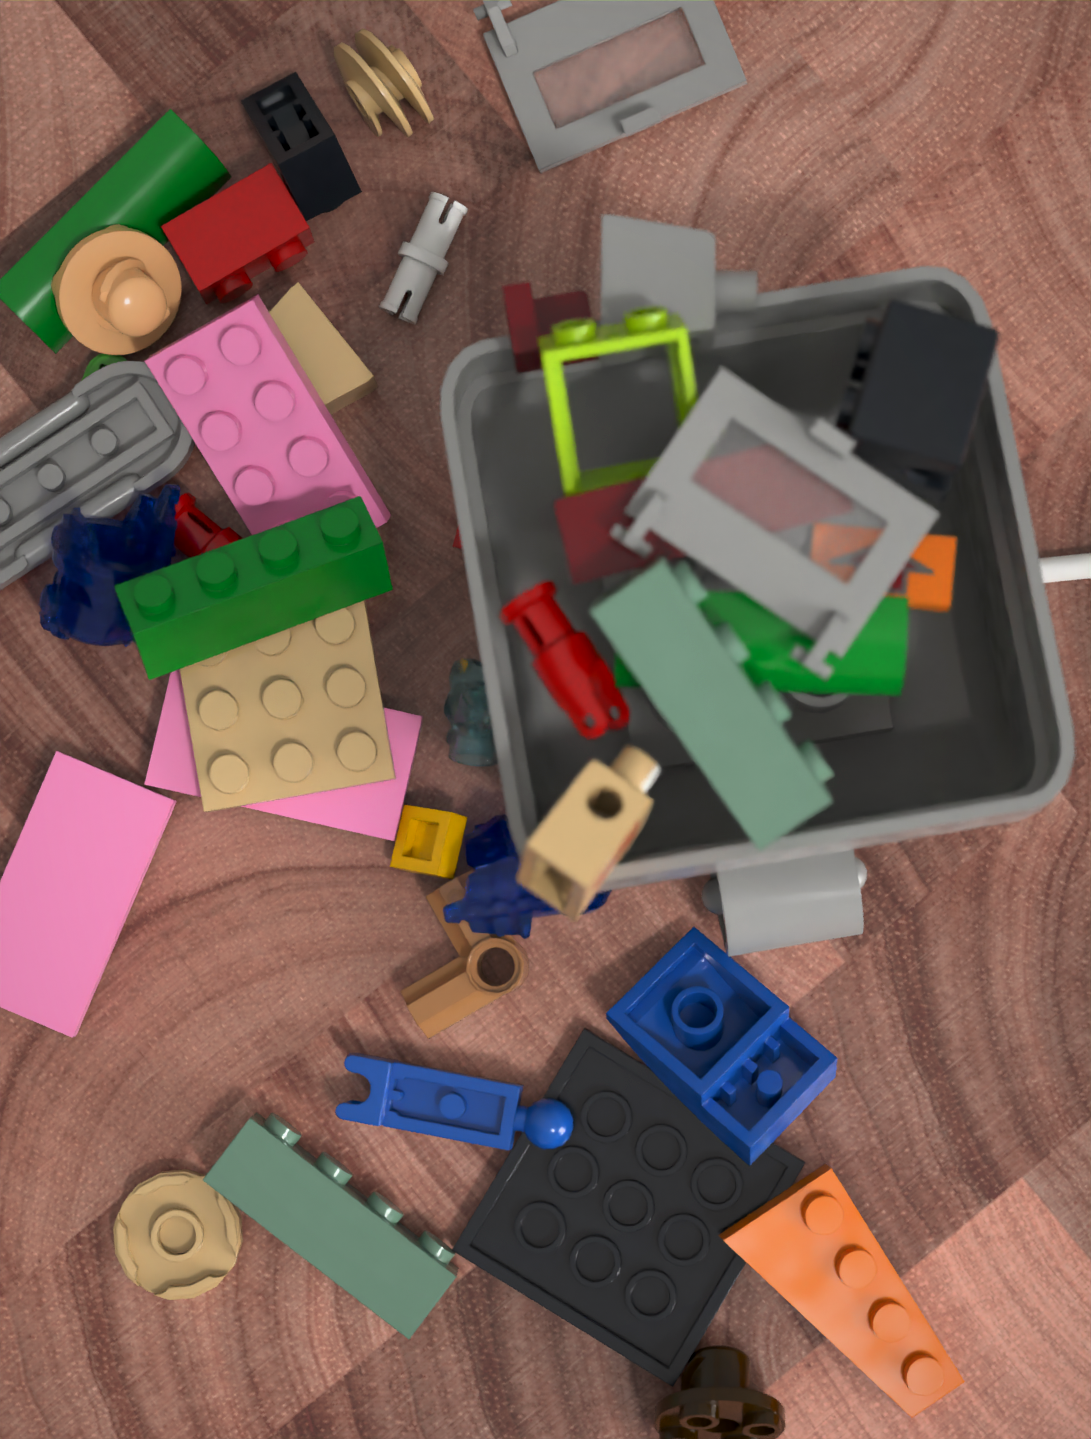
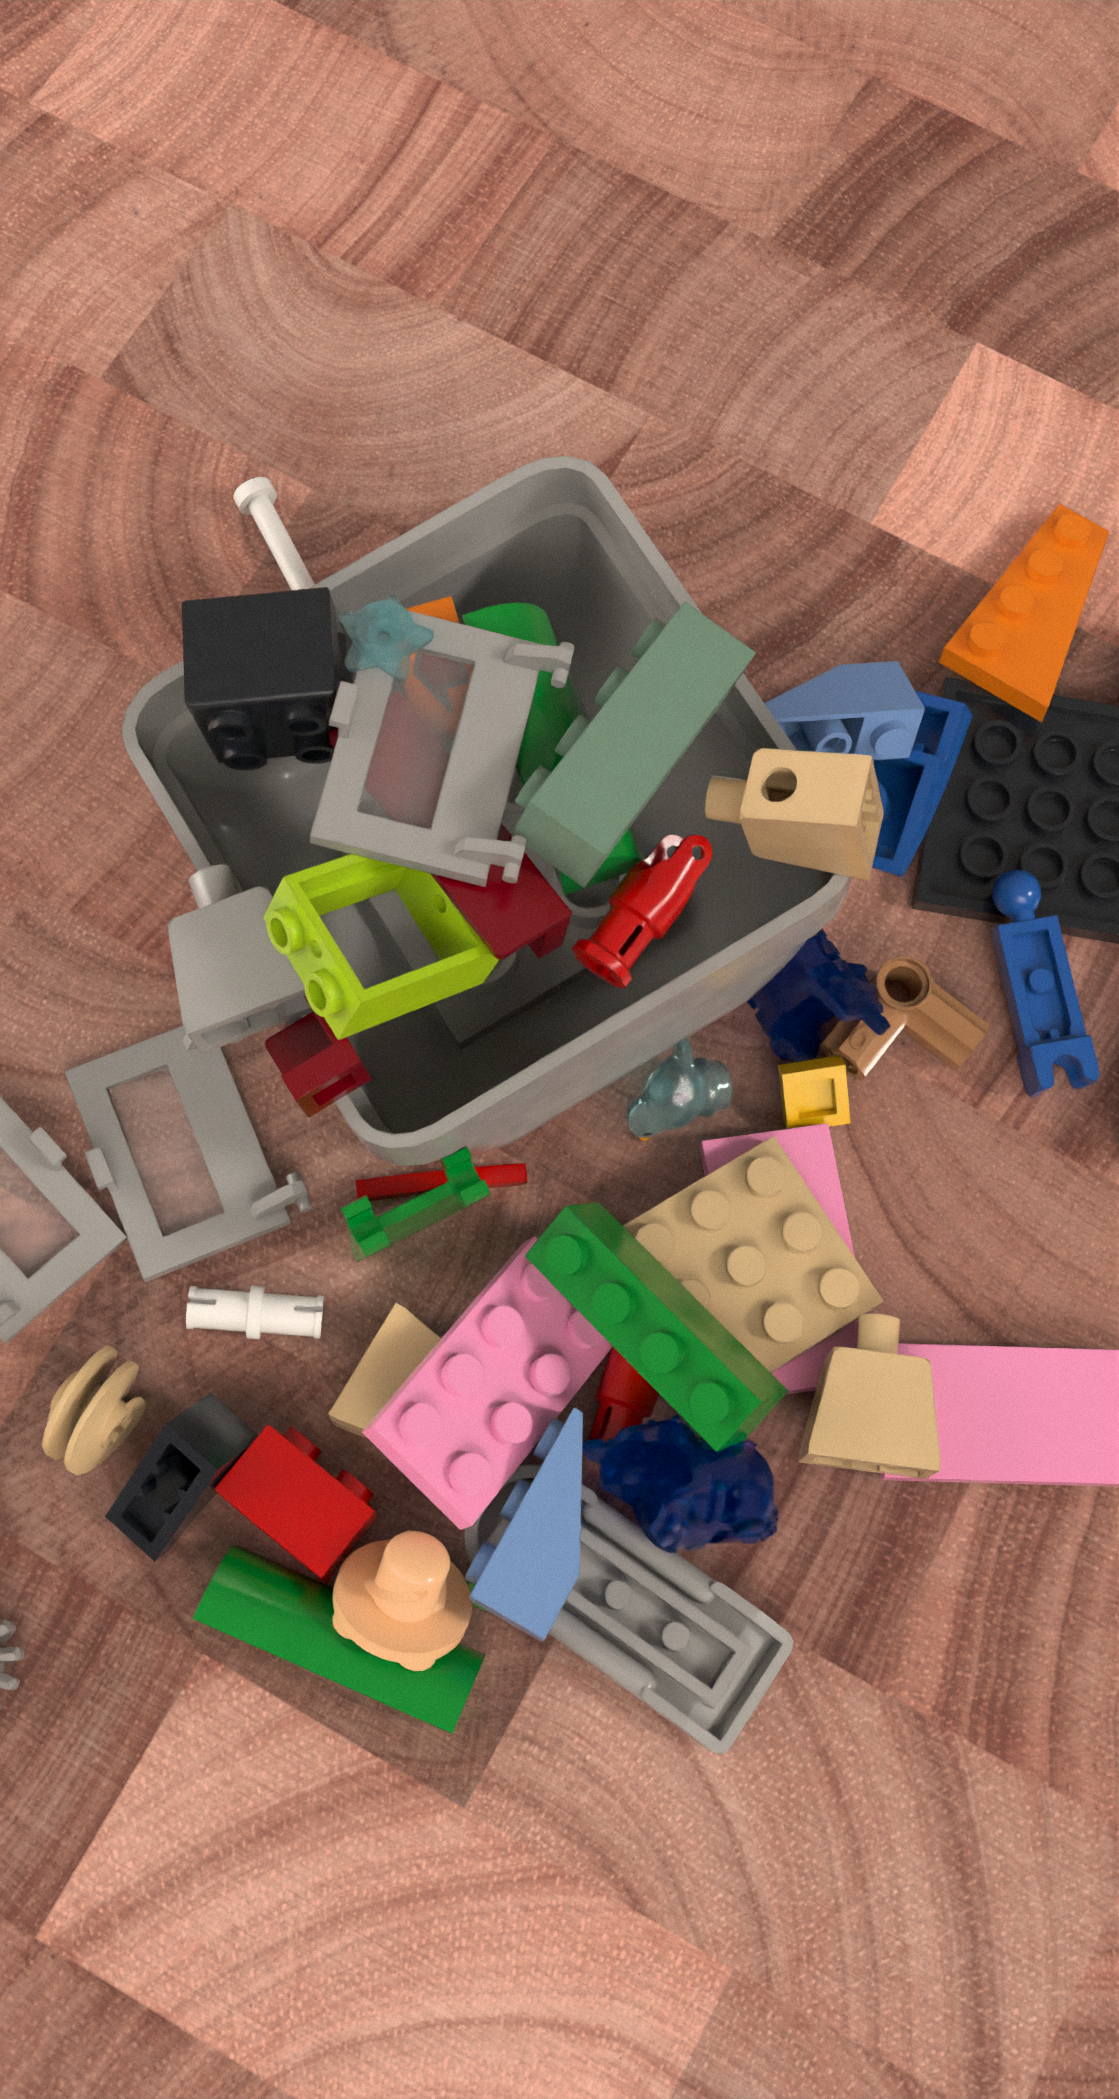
camera: 120 degrees left, 15 degrees down
(100, 413) = (539, 1553): none -> medium blue slope
(113, 757) = (874, 1407): none -> tan torso
(434, 360) = (375, 1234): none -> green flag
(554, 219) = (178, 1152): none -> light grey piece
(771, 1009) = (852, 711): none -> medium blue slope
(911, 489) = (389, 619): none -> clear light blue plate

